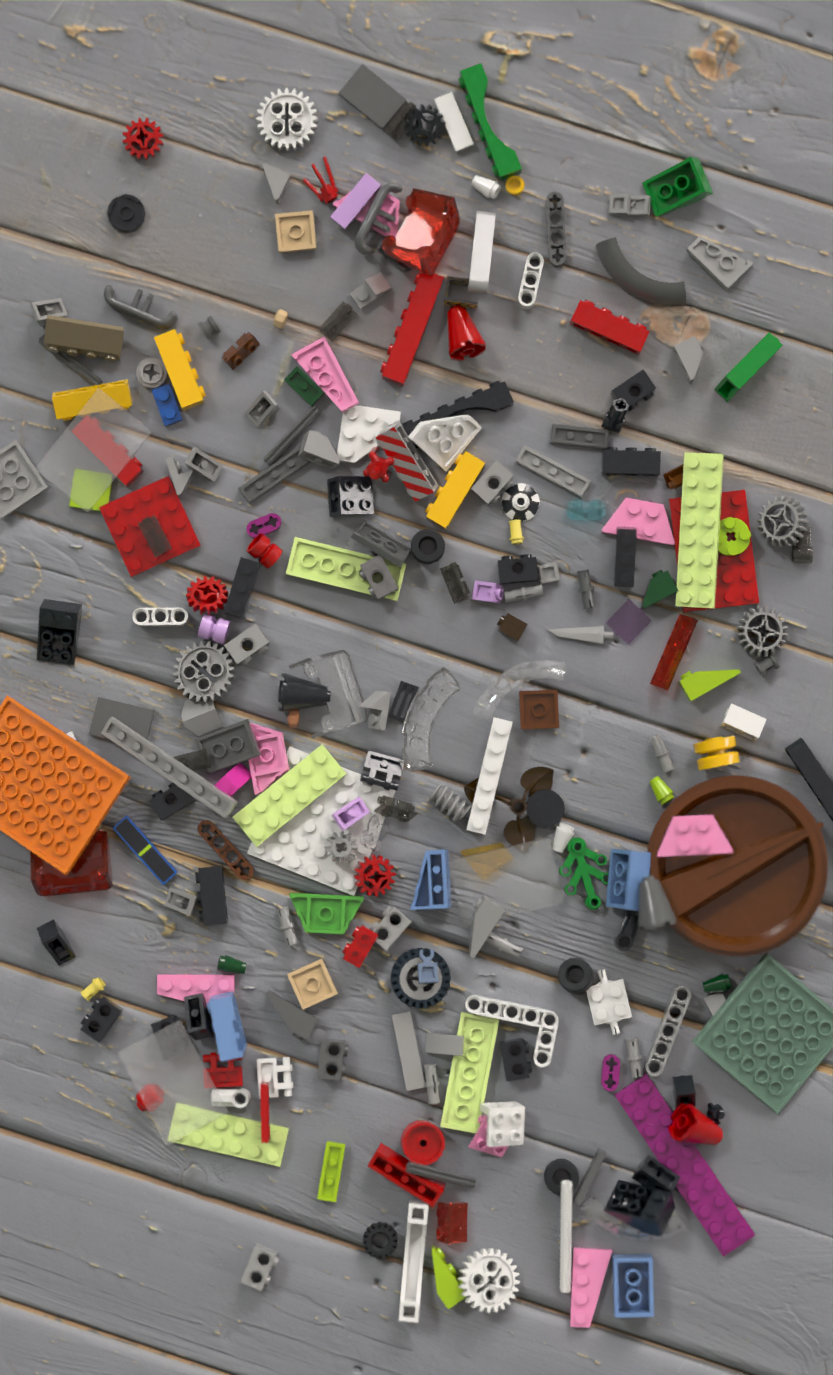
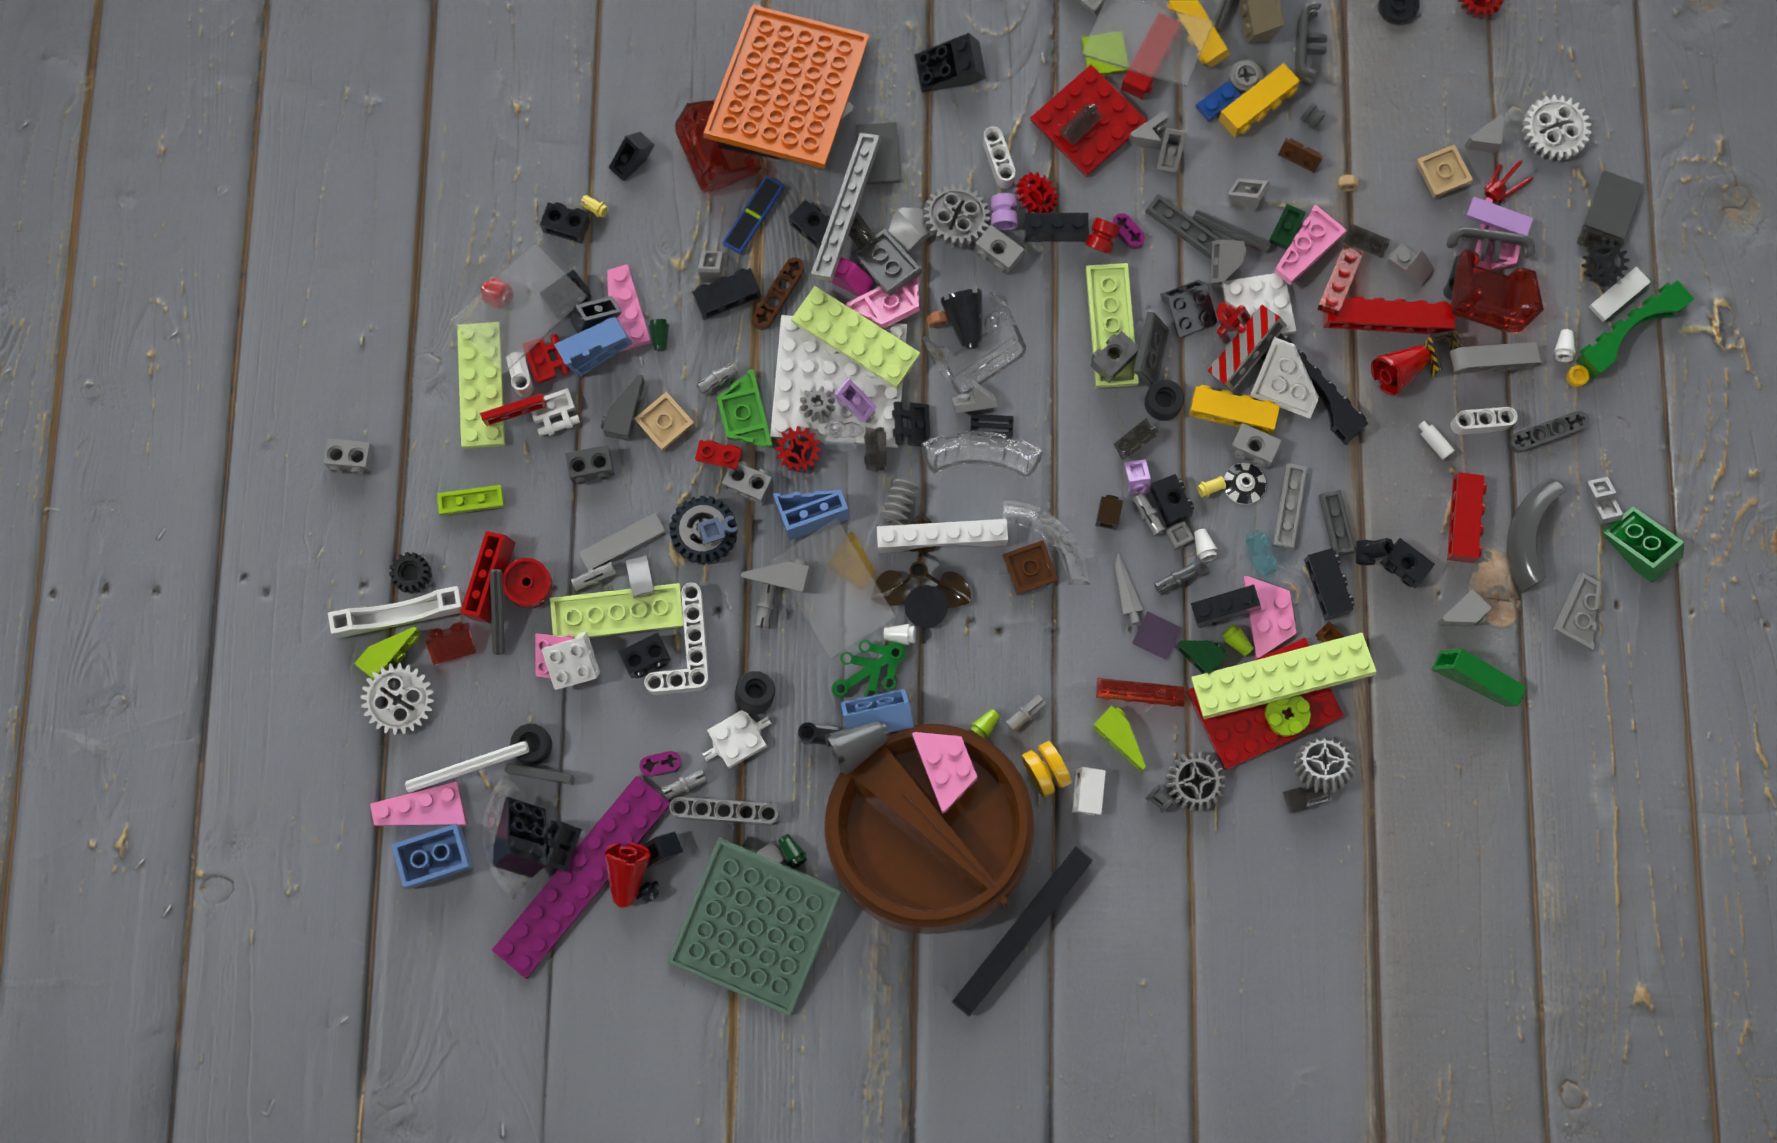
camera: 70 degrees right, 10 degrees down
(370, 359) = (1340, 281): none -> clear red plate
(534, 327) = (1436, 440): none -> white cylinder
(565, 555) = (1205, 547): none -> white cone
(654, 555) = (1237, 639): none -> lime cone

